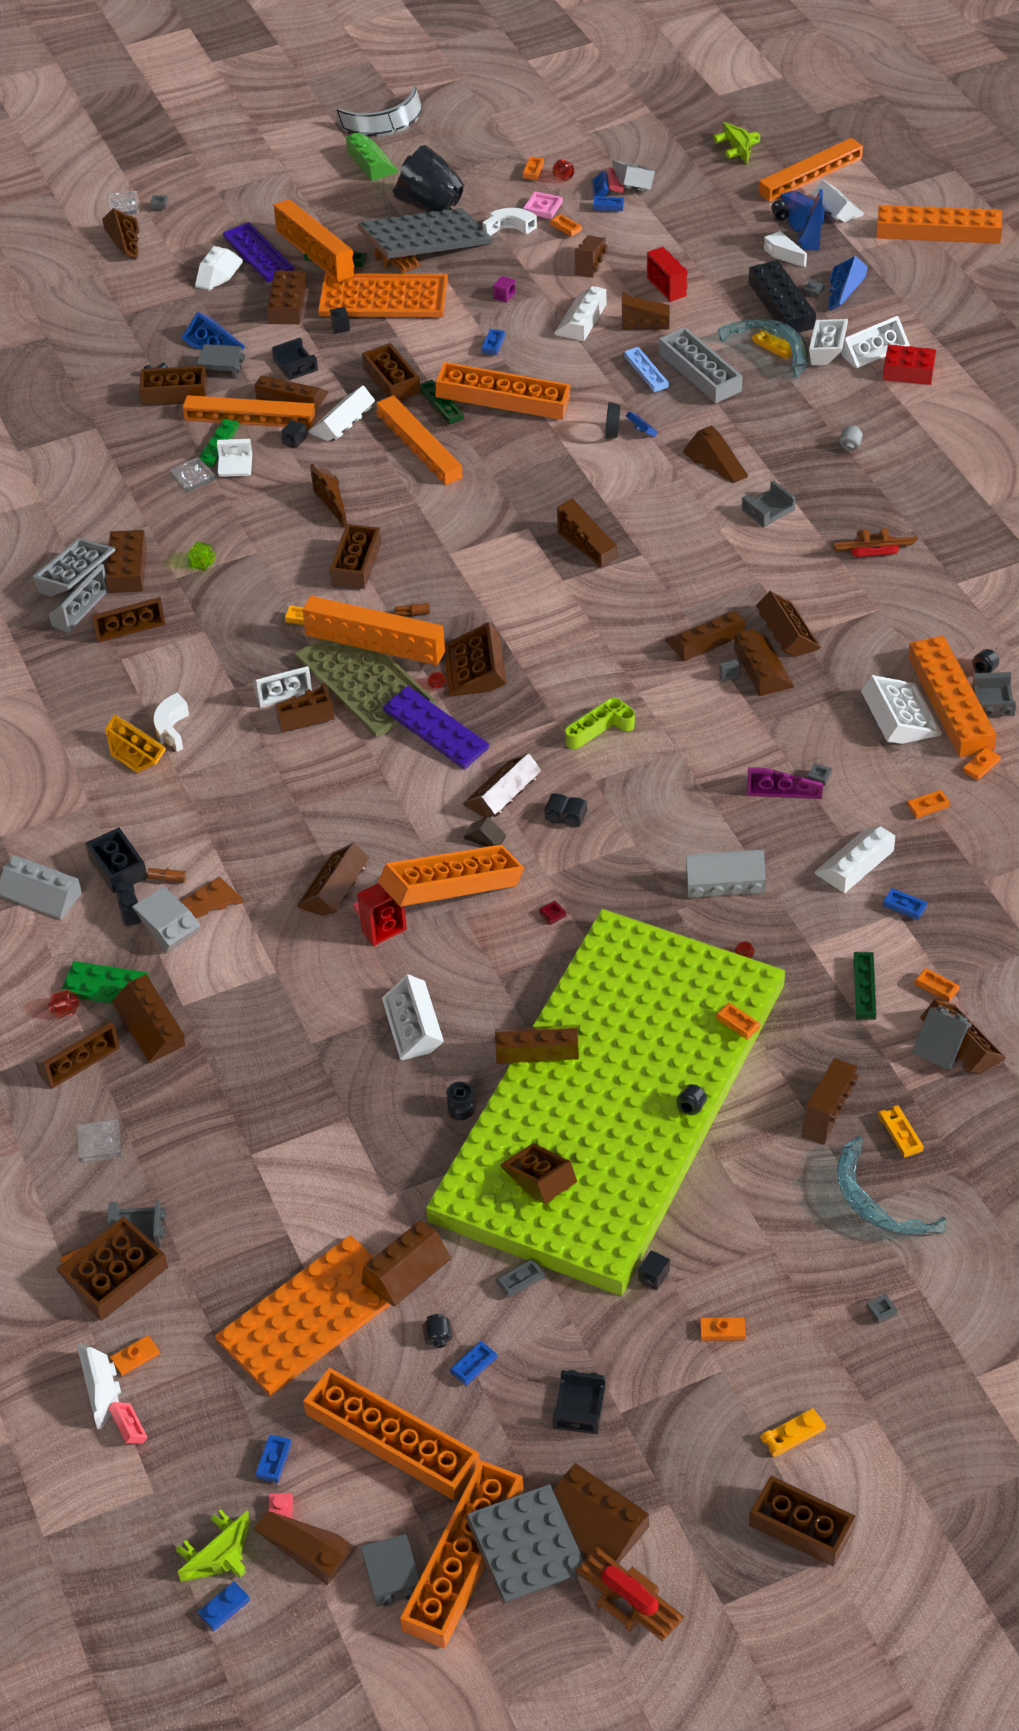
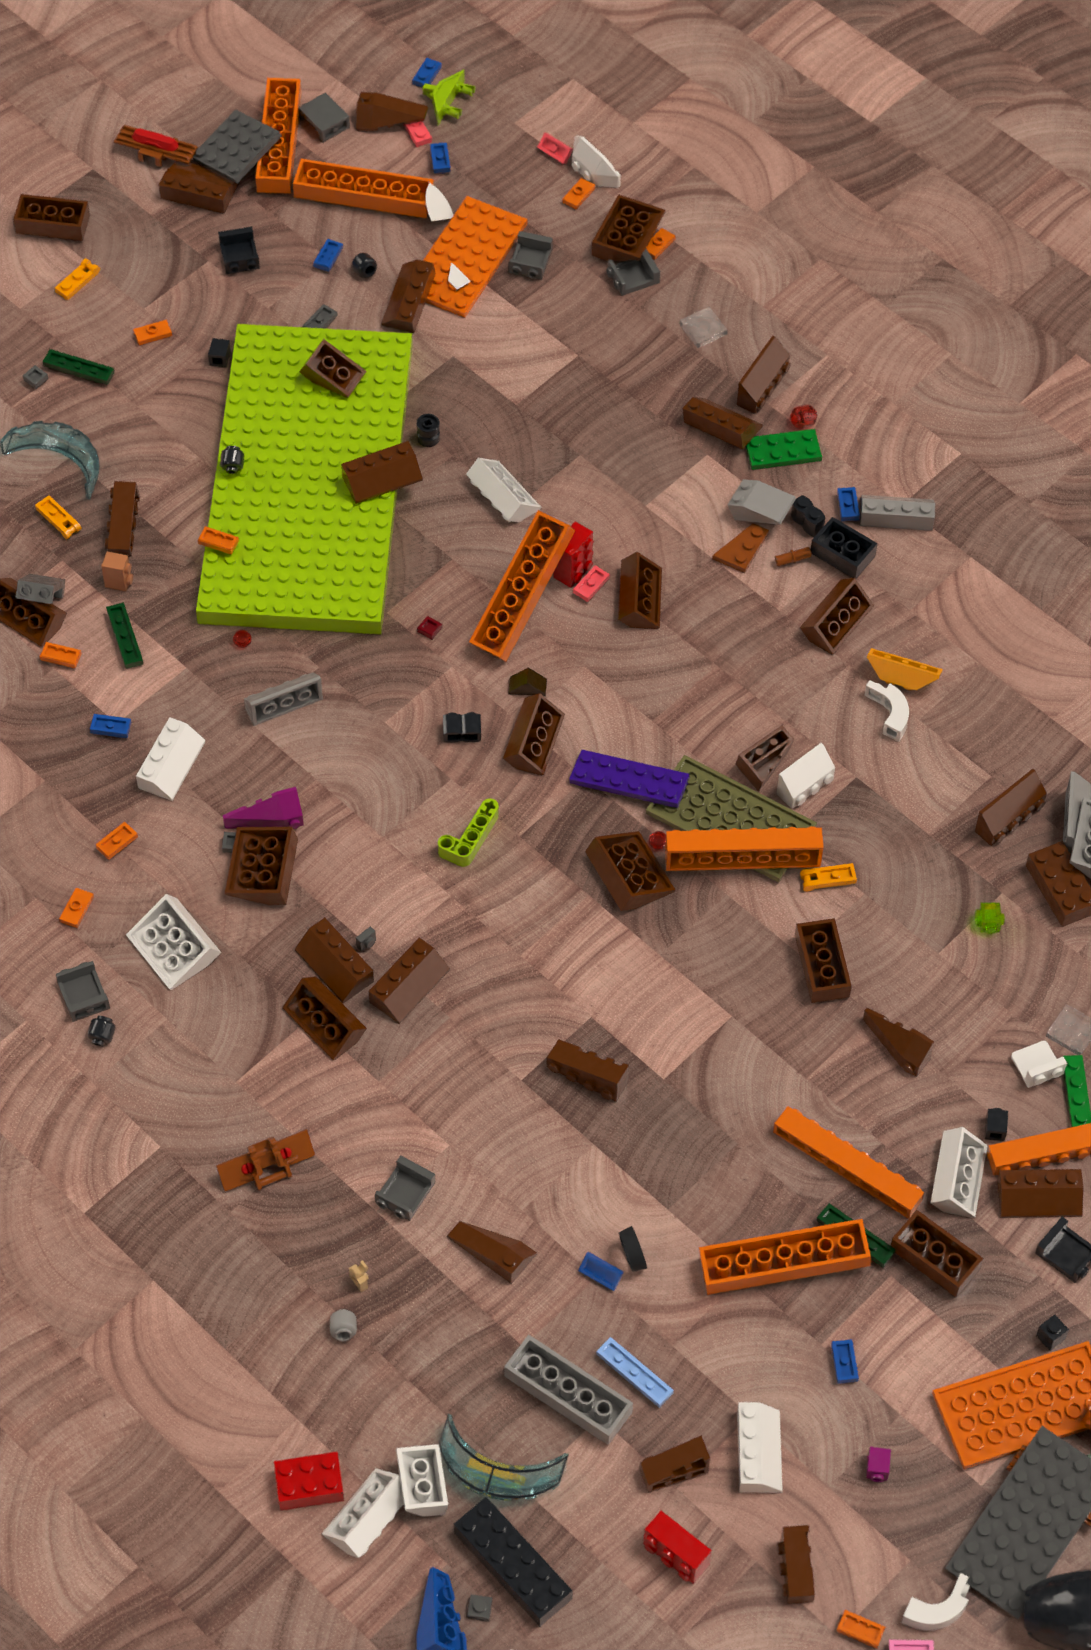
camera: 155 degrees right, 10 degrees up
(80, 908) = (848, 504): none -> blue plate
(164, 810) = (837, 615): none -> reddish brown slope
(239, 1283) = (531, 255): none -> dark grey panel
(310, 1378) = (437, 204): none -> white sticker
(338, 1275) = (456, 277): none -> white sticker
(413, 609) = (728, 920): dark orange axle -> none
(799, 742) = (262, 864): none -> reddish brown slope
(826, 1306) = (78, 367): none -> dark green plate
(827, 460) = (359, 1275): none -> tan plate
(854, 1037) = (117, 571): none -> nougat brick
(951, 696) = (126, 974): orange brick -> none

